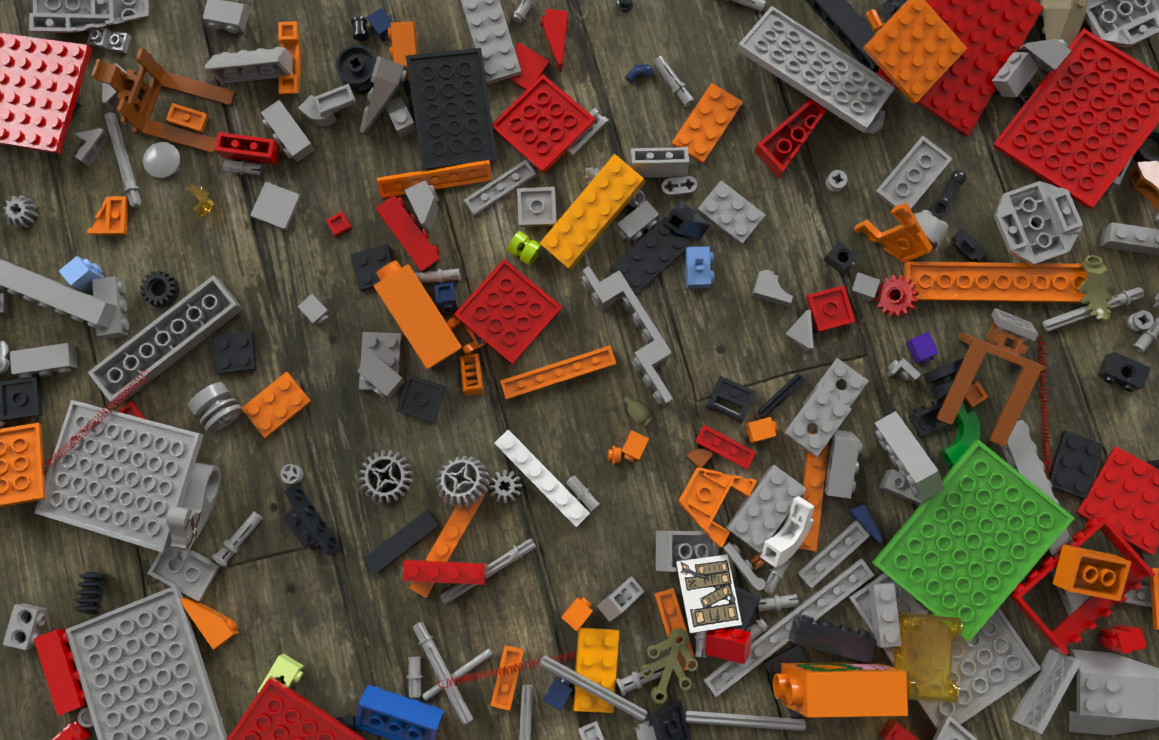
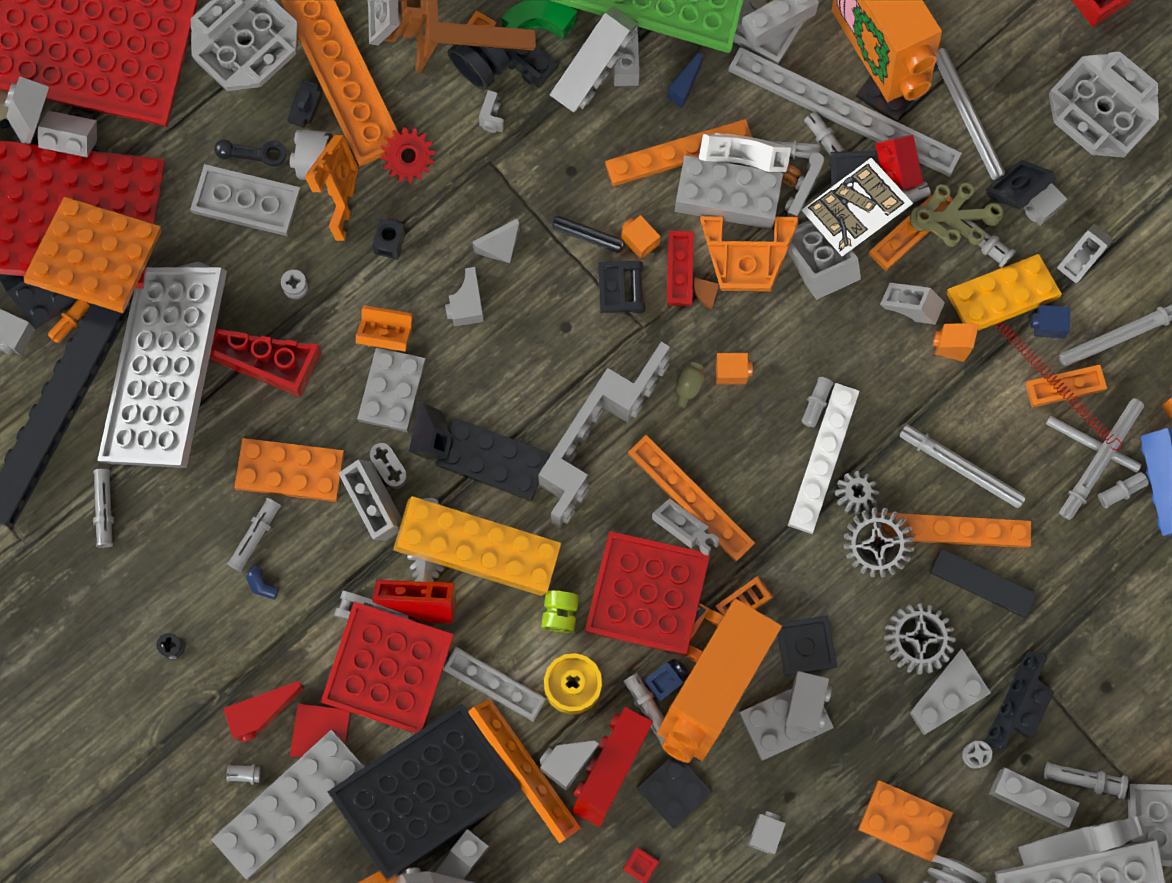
camera: 120 degrees left, 5 degrees down
(243, 495) = (1034, 798): none -> light grey brick
(340, 479) = (950, 694): none -> light grey wing
(444, 572) = (992, 507): red brick -> none
(468, 223) = (572, 668): none -> yellow wheel
(536, 206) = (498, 624): light grey plate -> none
(540, 357) = (685, 526): none -> light grey plate
(578, 160) = (421, 600): none -> red slope
(593, 687) = (1026, 284): light grey axle -> none
(614, 455) = (754, 386): orange plate -> none
(637, 221) = (458, 492): light grey brick -> none
(698, 267) = (481, 394): medium blue brick -> none
(757, 628) = (863, 143): light grey pin -> none
(775, 224) = (384, 328): none -> orange bracket
(826, 407) = (578, 176): light grey bracket -> none
(830, 308) = (456, 223): red plate -> none
(832, 639) = (833, 59): black brick -> none
(833, 554) = (739, 100): light grey plate -> none
(842, 464) = (632, 131): light grey wedge -> none
(865, 285) = (411, 194): light grey panel -> none
(922, 348) = (454, 103): dark purple brick -> none

